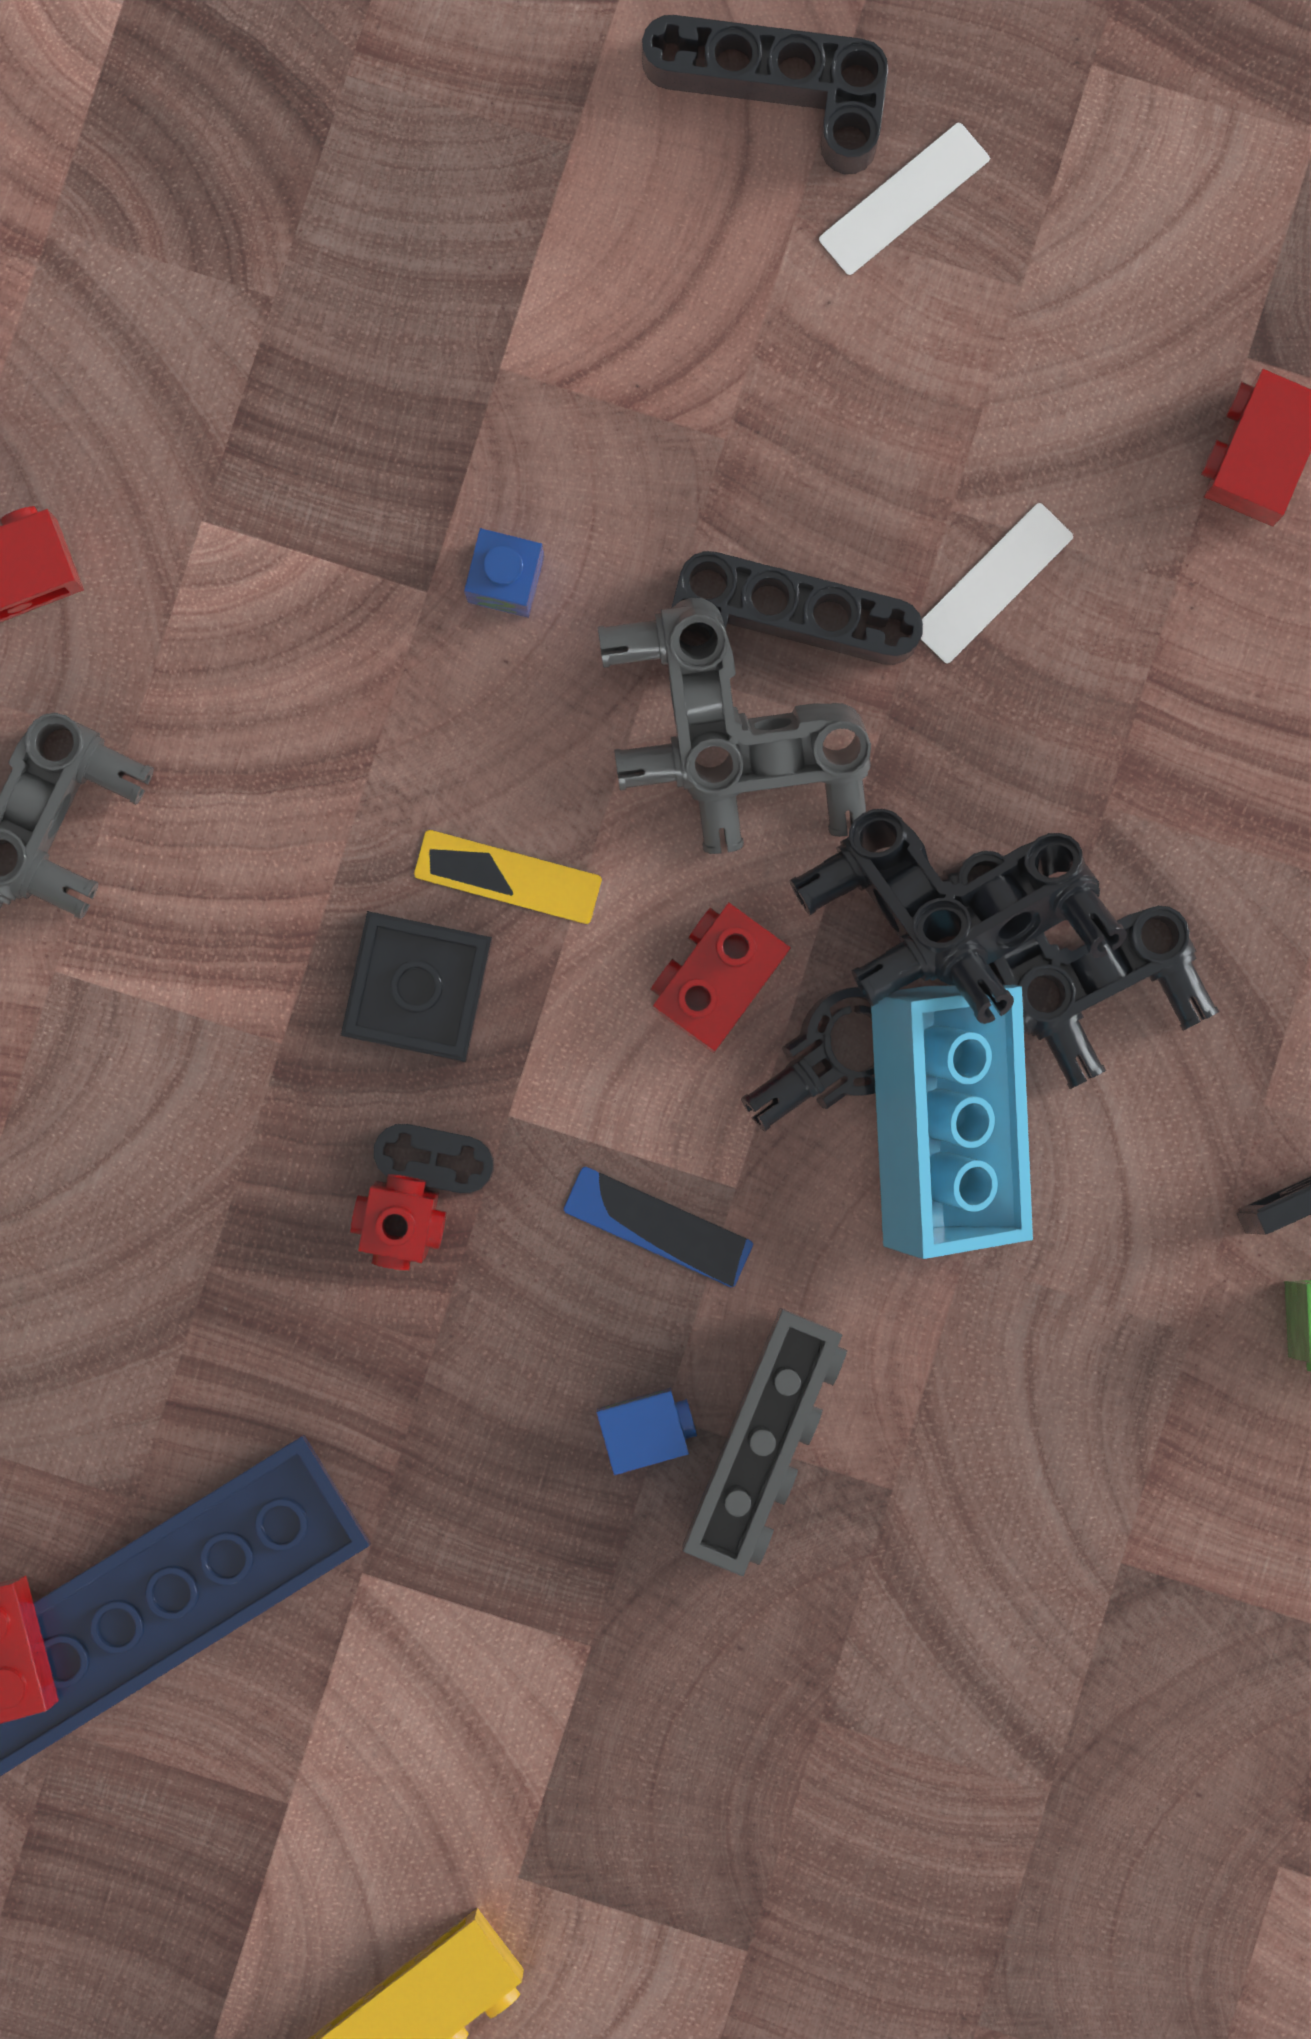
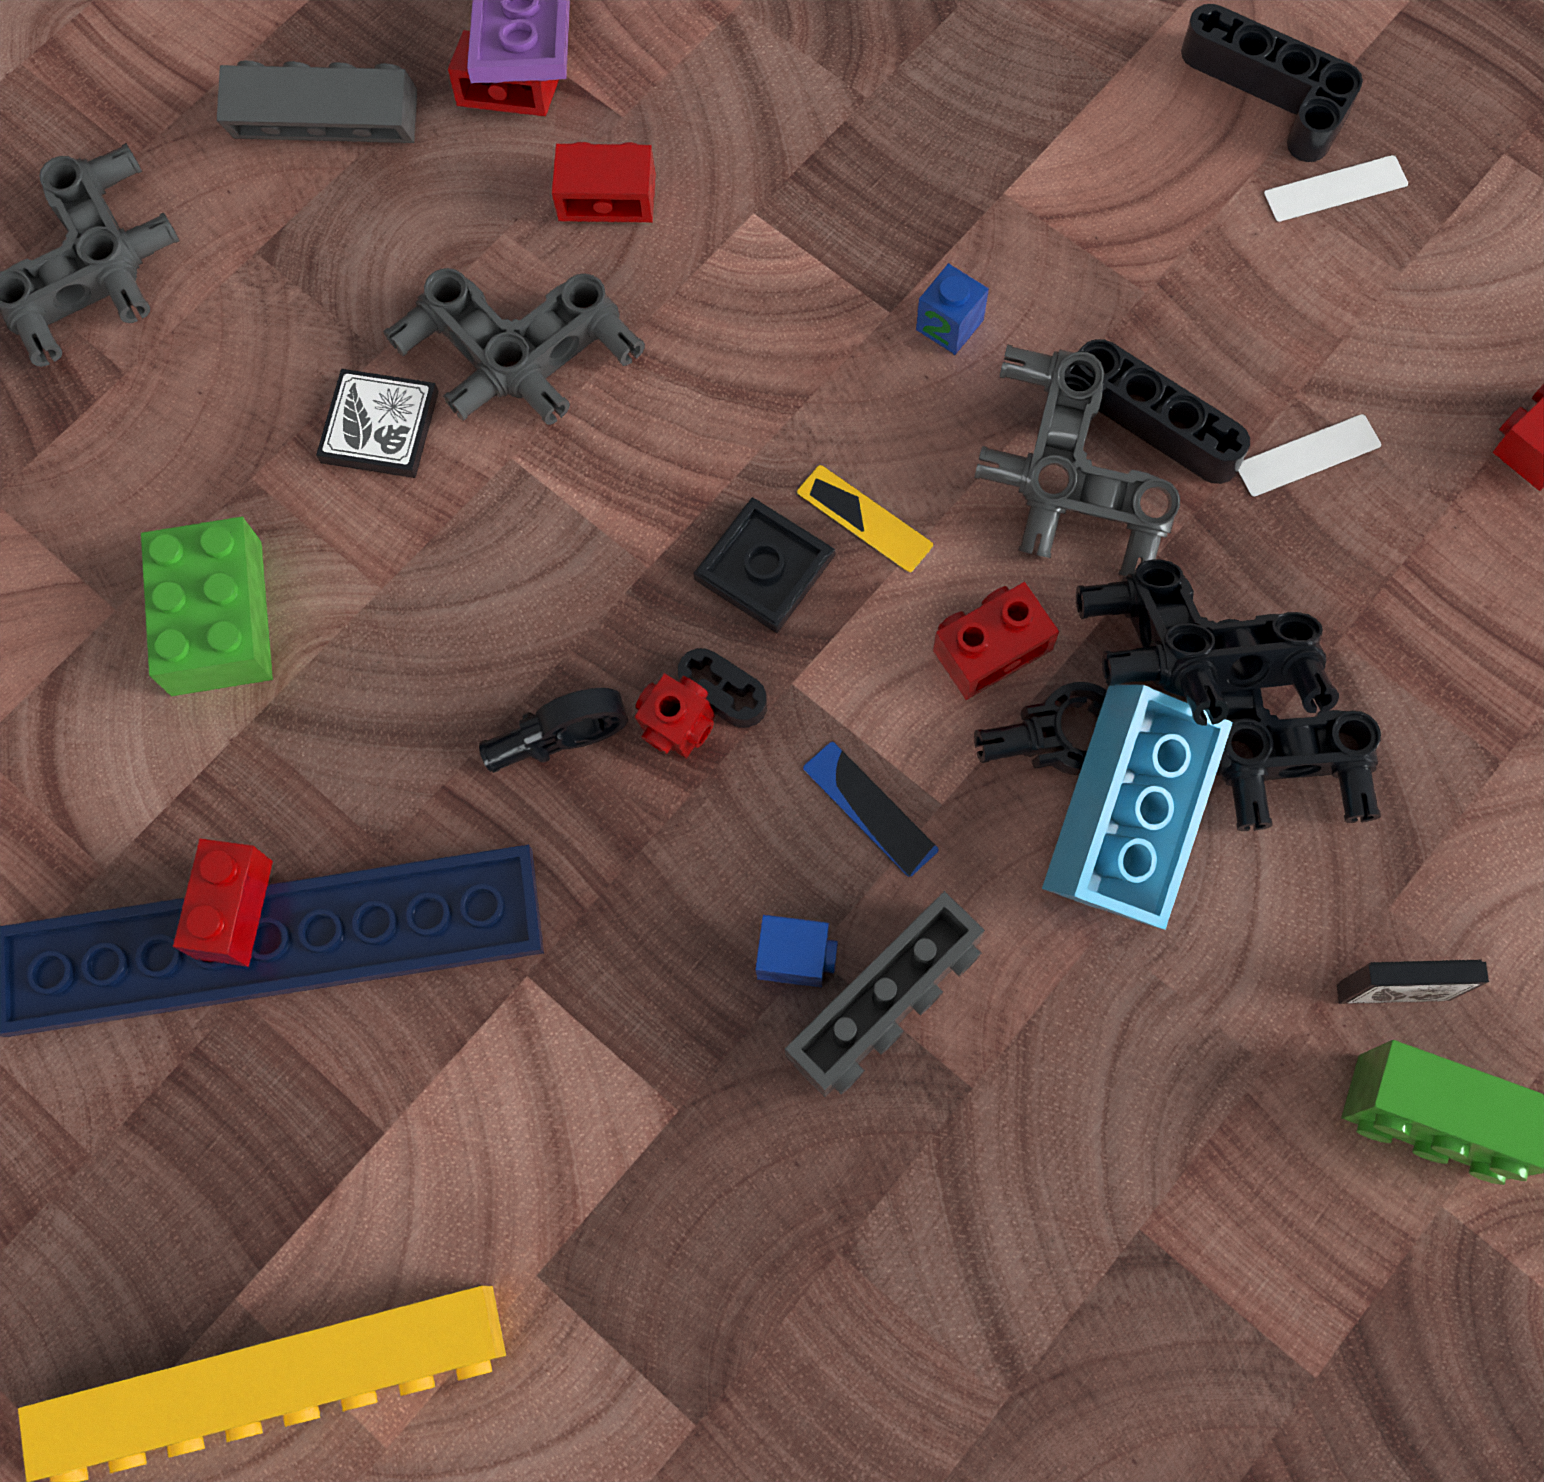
camera: 30 degrees right, 15 degrees down
(275, 1290) = (558, 725): none -> black pin

